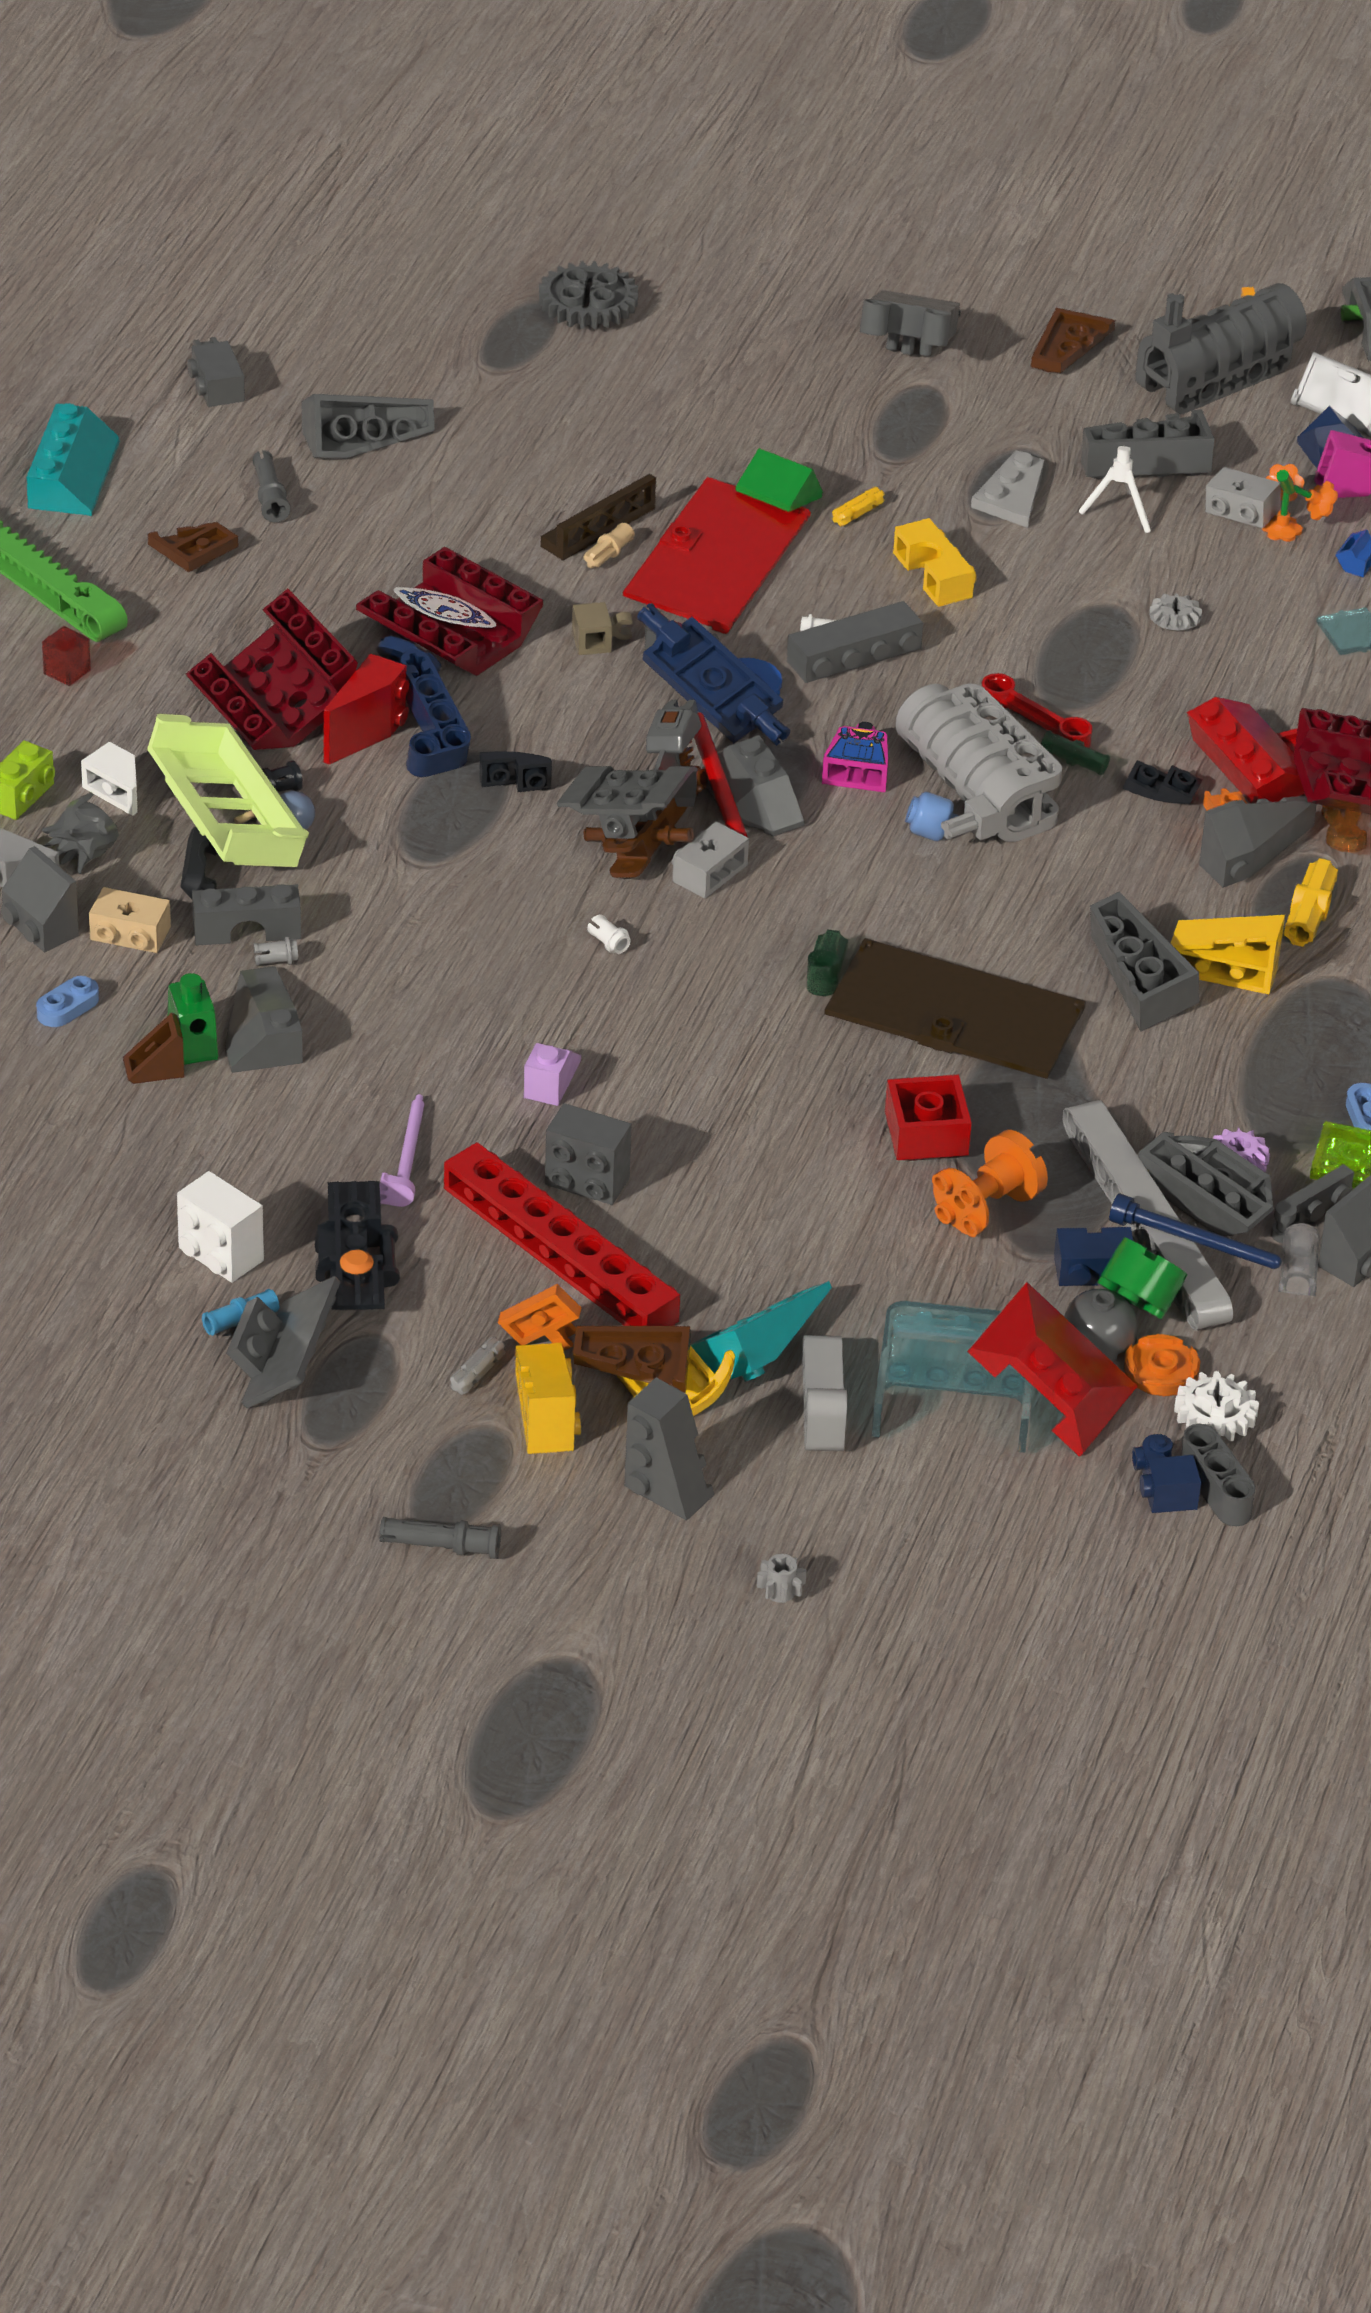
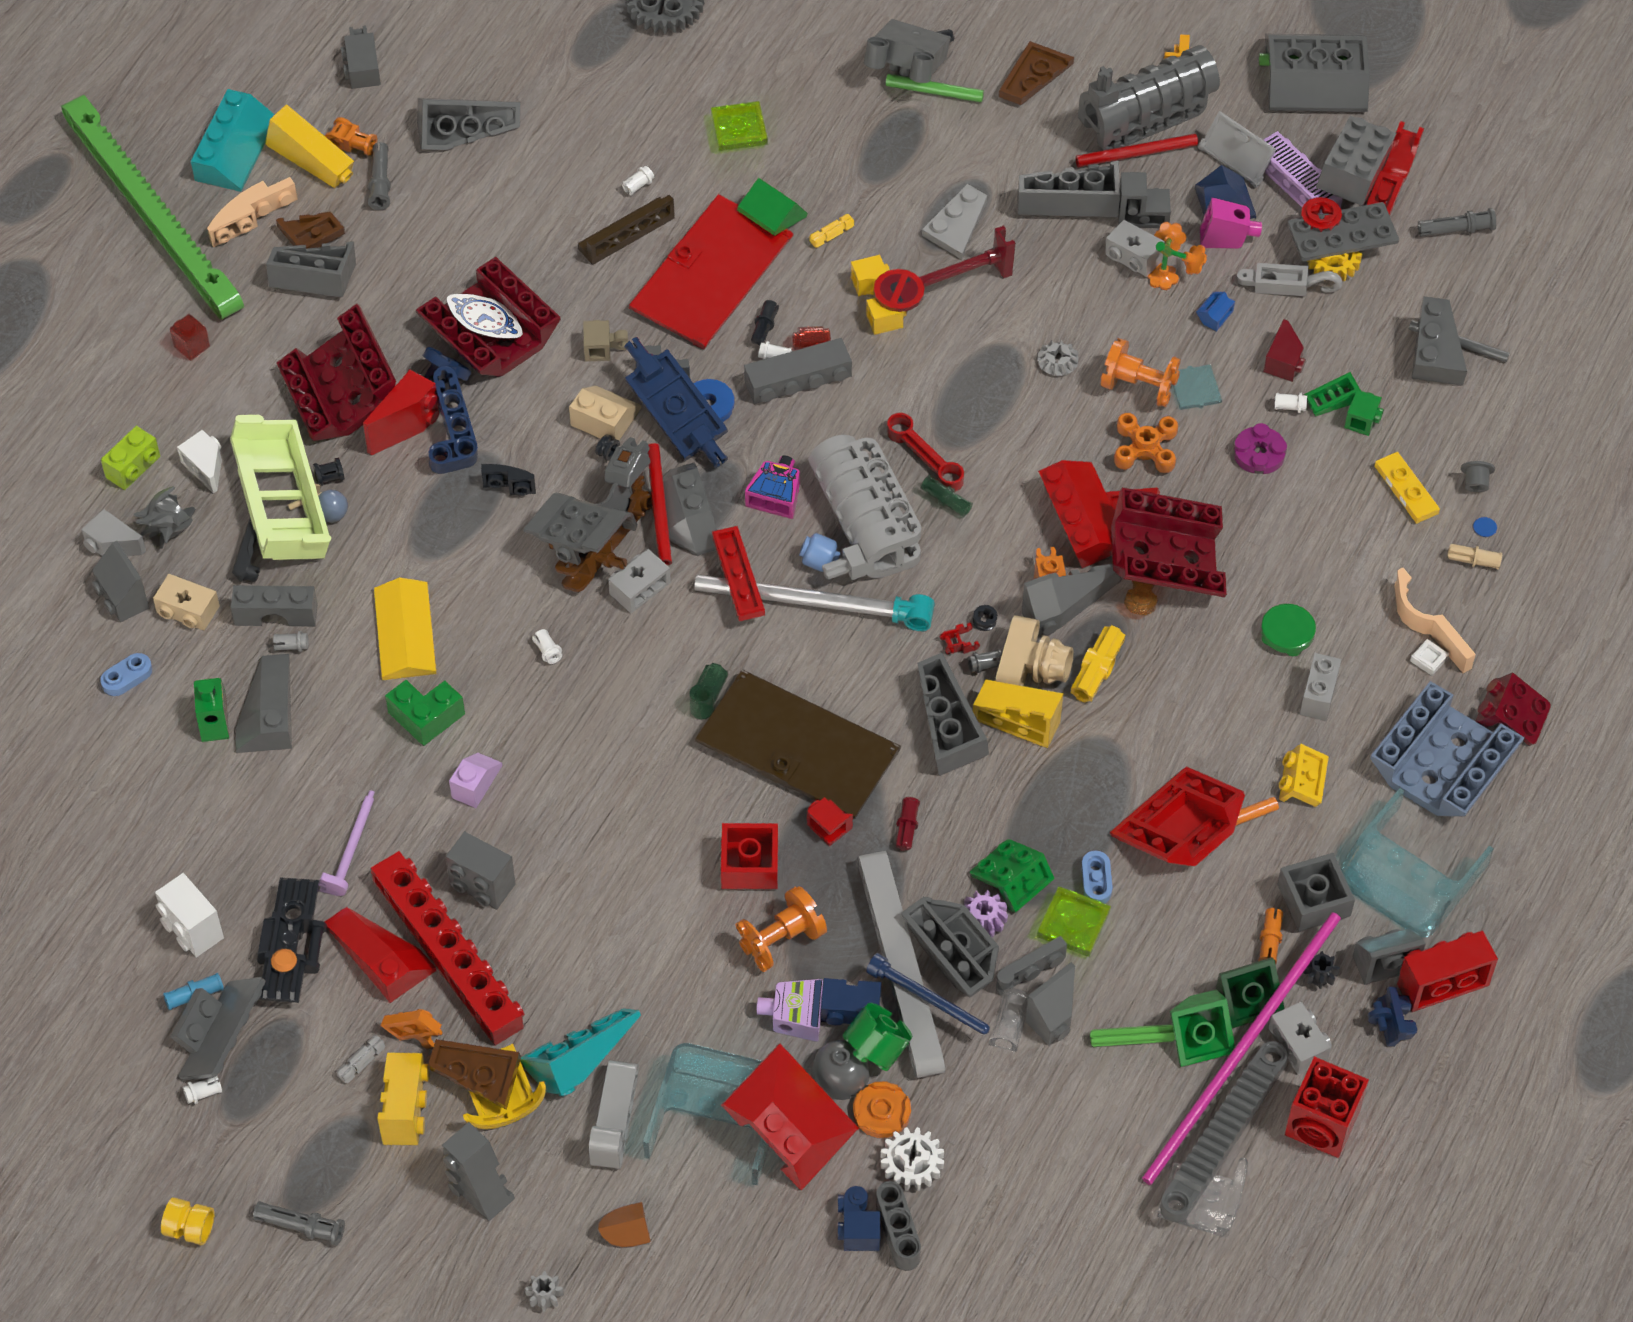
camera: 10 degrees right, 15 degrees up
(109, 523) = (241, 212): none -> light nougat slope
(157, 1054) = (180, 737): reddish brown slope -> none
(171, 459) = (307, 147): none -> yellow slope
(207, 579) = (312, 269): none -> dark grey wedge
(220, 450) = (350, 137): none -> orange connector
(268, 1414) = (201, 1089): none -> white pin
(296, 1543) = (187, 1221): none -> yellow wheel
(418, 931) = (404, 629): none -> yellow slope
(470, 1009) = (428, 714): none -> green brick
(477, 1262) = (382, 956): none -> red wedge
(606, 467) = (638, 180): none -> white pin
(609, 545) = (628, 256): tan axle -> none
(617, 700) = (602, 412): none -> tan slope
(633, 732) = (606, 447): none -> black bush
(714, 411) = (739, 126): none -> clear neon green plate
(799, 597) = (764, 322): none -> black axle
(836, 840) = (738, 573): none -> red tile
(859, 604) = (810, 336): none -> clear red brick
(870, 1505) = (625, 1226): none -> dark orange brick
(948, 362) = (935, 88): none -> bright green piece
(972, 550) = (904, 290): none -> dark red piece
(1016, 1079) = (828, 820): none -> red window
(1025, 1259) = (795, 1008): none -> lavender torso
(1068, 866) = (915, 612): none -> flat silver piece
(1115, 1076) = (907, 823): none -> dark red axle
(1120, 472) = (1040, 223): white plant -> none
(1124, 886) = (960, 646): none -> red piece
(1159, 863) = (979, 613): none -> black bush
(1161, 911) = (983, 661): none -> dark grey pin
(1174, 787) = (1008, 533): black slope -> none
(1228, 896) = (1023, 654): none -> tan beam
(1229, 404) = (1136, 150): none -> red piece
(1239, 449) = (1141, 205): none -> dark grey brick
(1273, 609) = (1131, 369): none -> orange piece
(1273, 1109) = (1015, 871): none -> green bracket
(1309, 684) = (1146, 442): none -> orange gear

